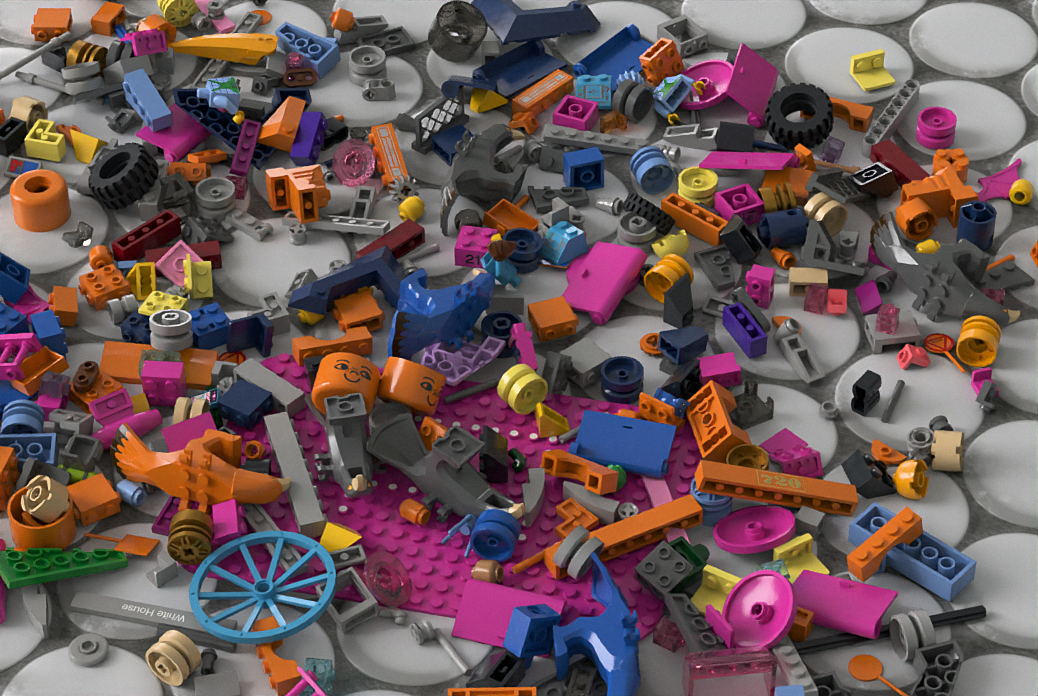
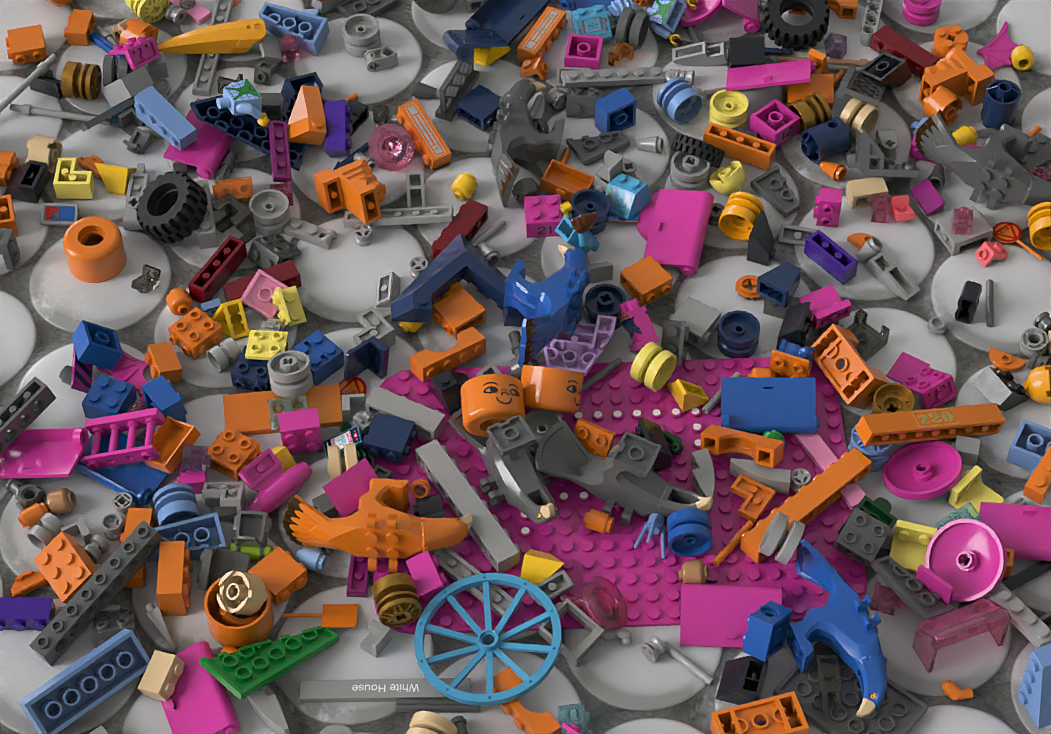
camera: 15 degrees left, 10 degrees up
(83, 77) = (85, 102): light grey wheel -> none
(85, 376) = (221, 437): reddish brown plate -> none
(209, 156) = (241, 166): orange plate -> none
(299, 76) = (298, 60): reddish brown plate -> none
(407, 182) = (450, 166): light grey gear -> none
(740, 240) = (791, 160): black slope -> none
(740, 295) = (816, 223): dark grey beam -> none

